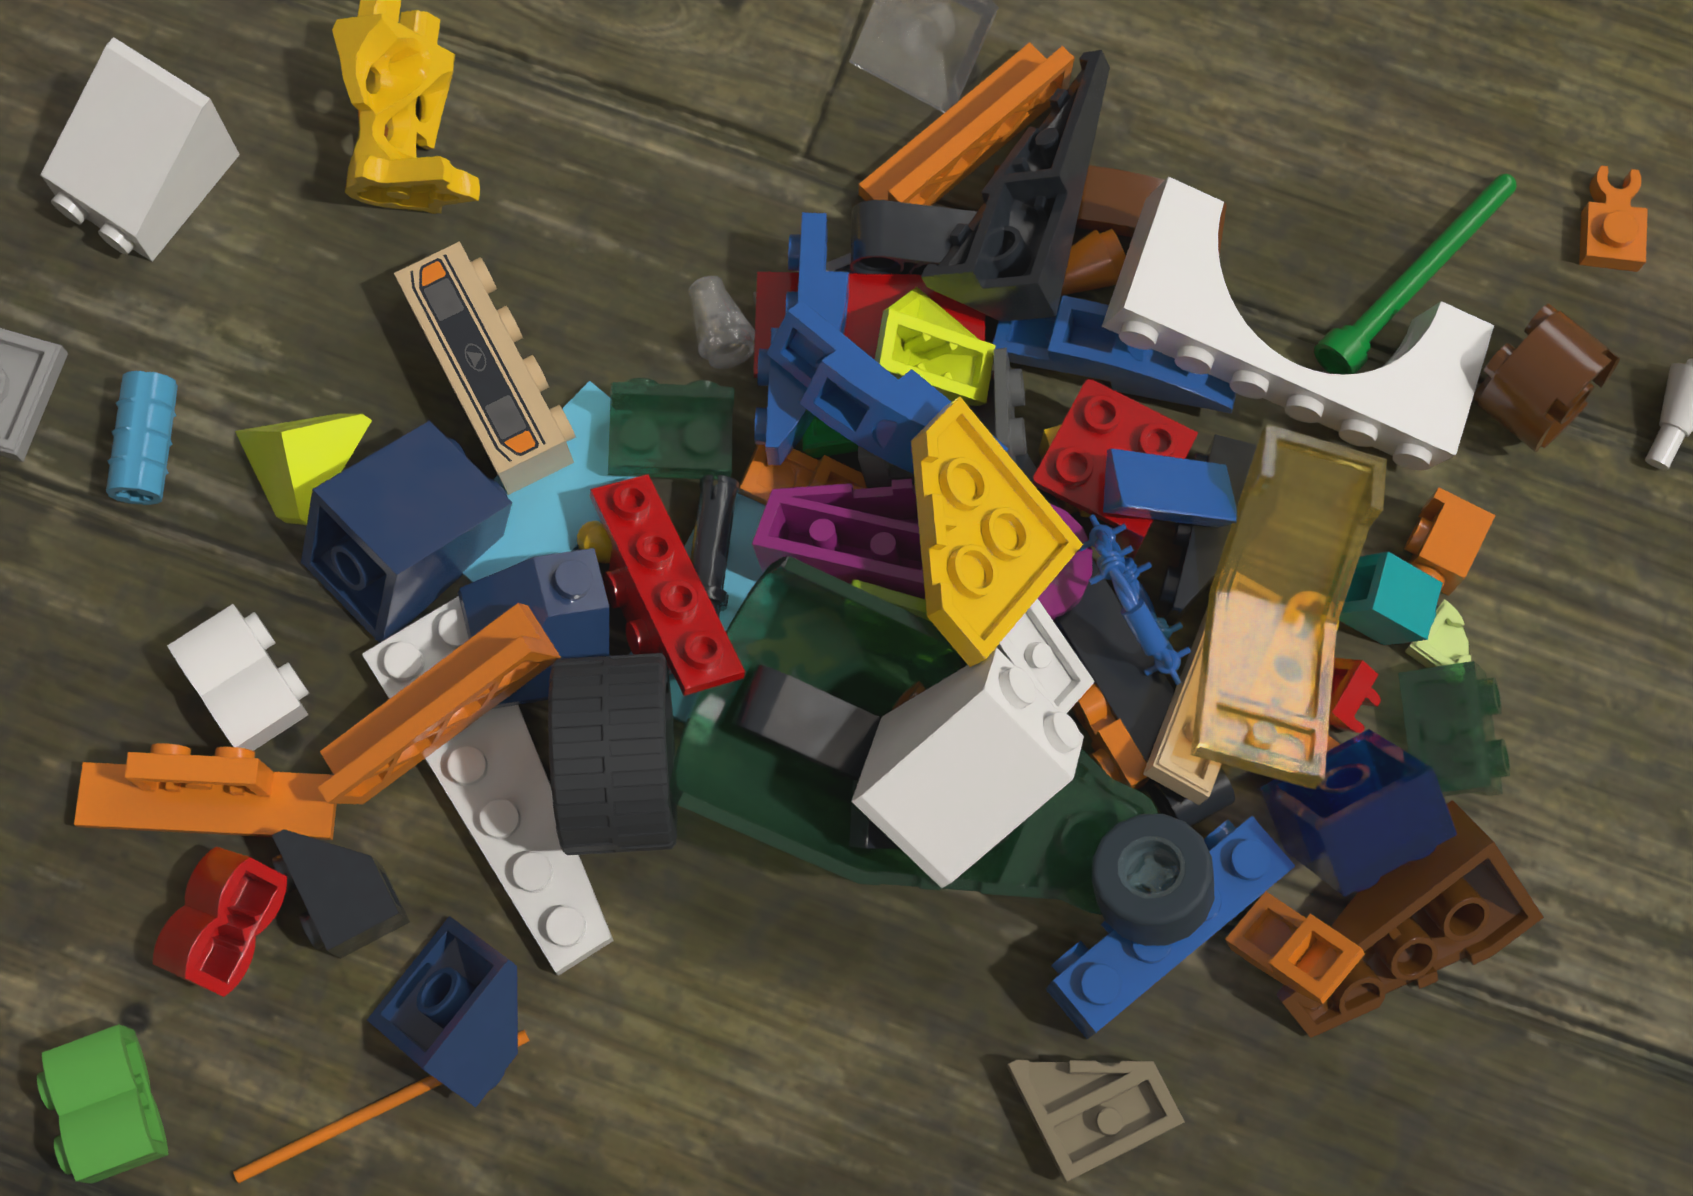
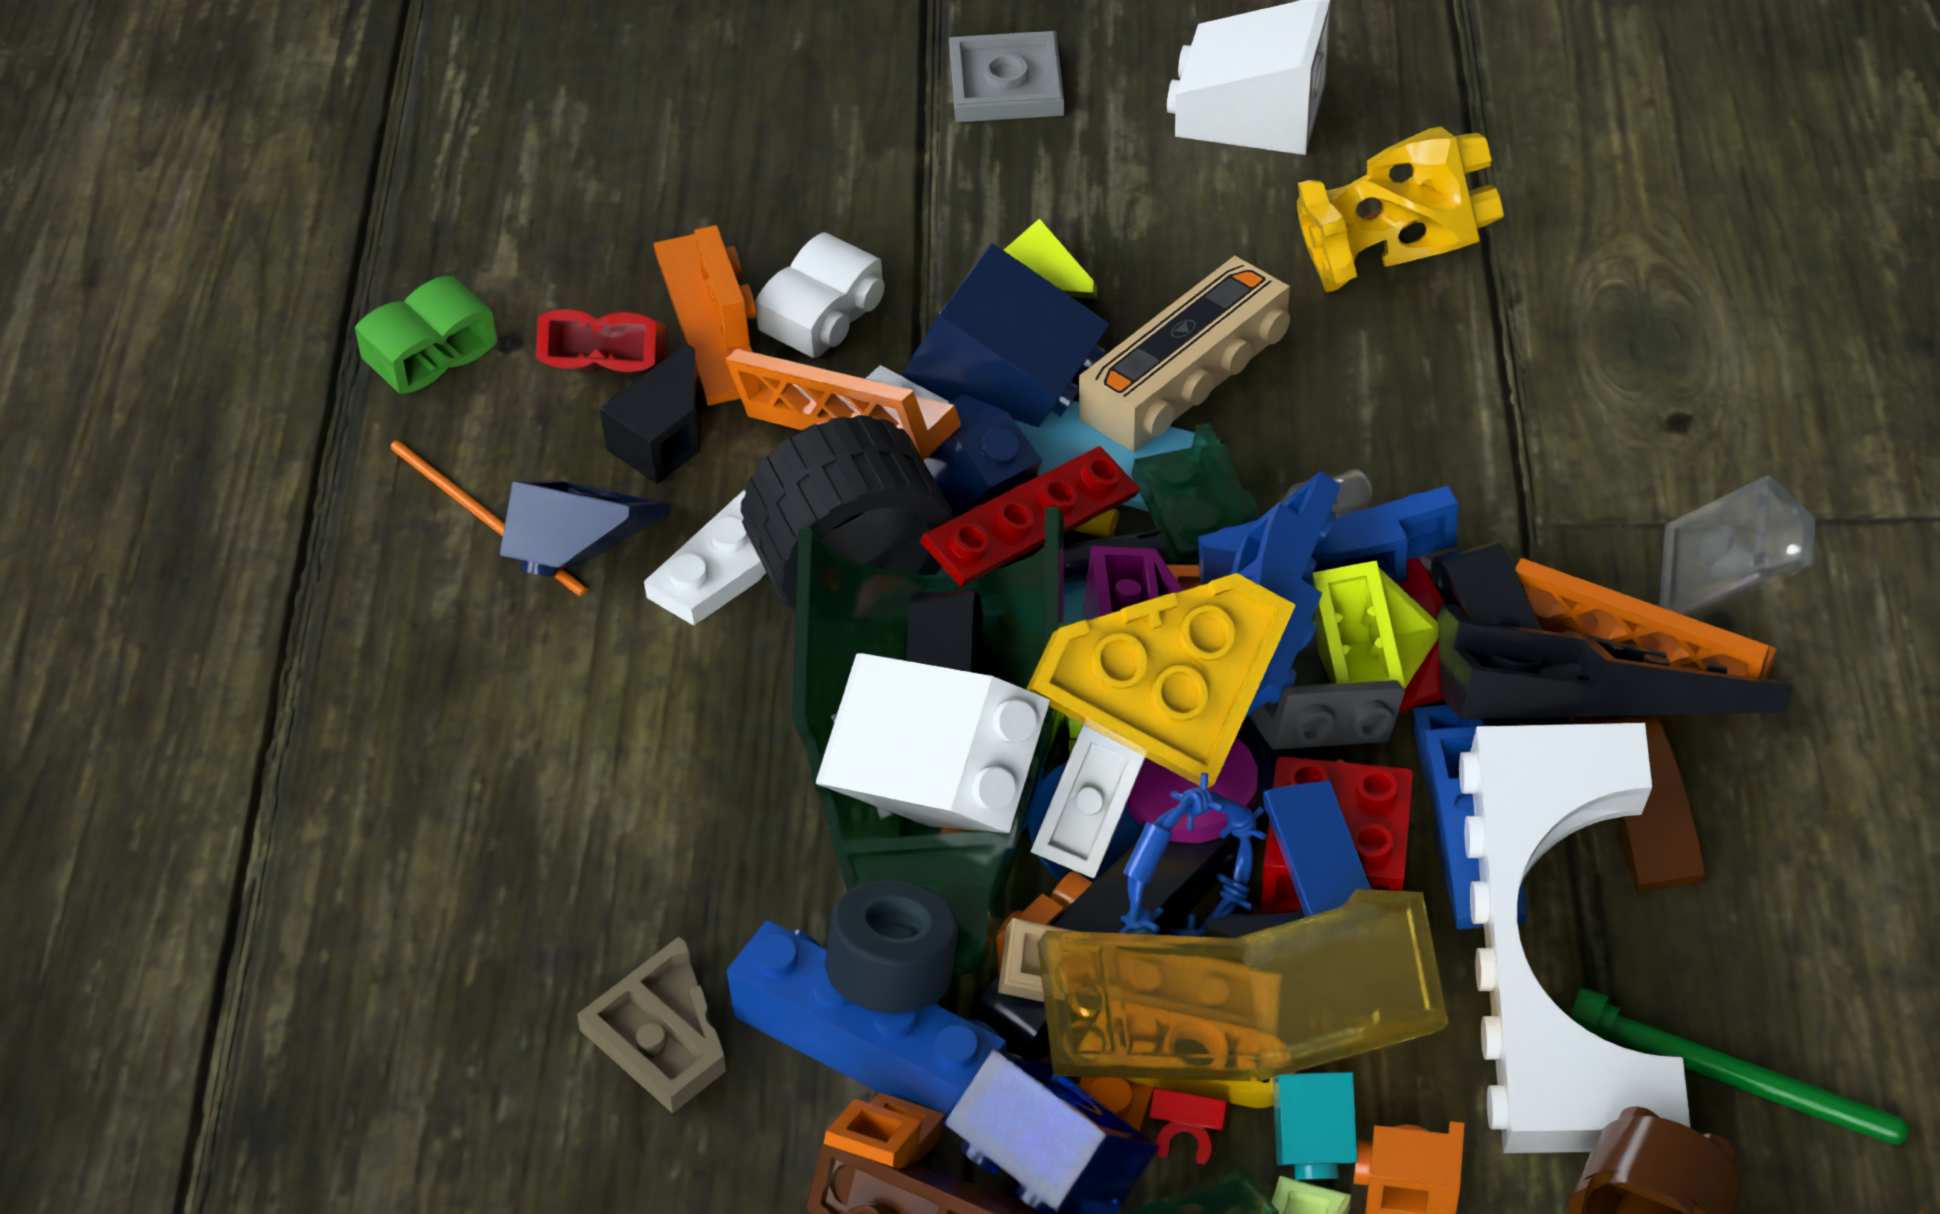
camera: 75 degrees right, 25 degrees down
(142, 438) = (1006, 171): dark azure axle -> none

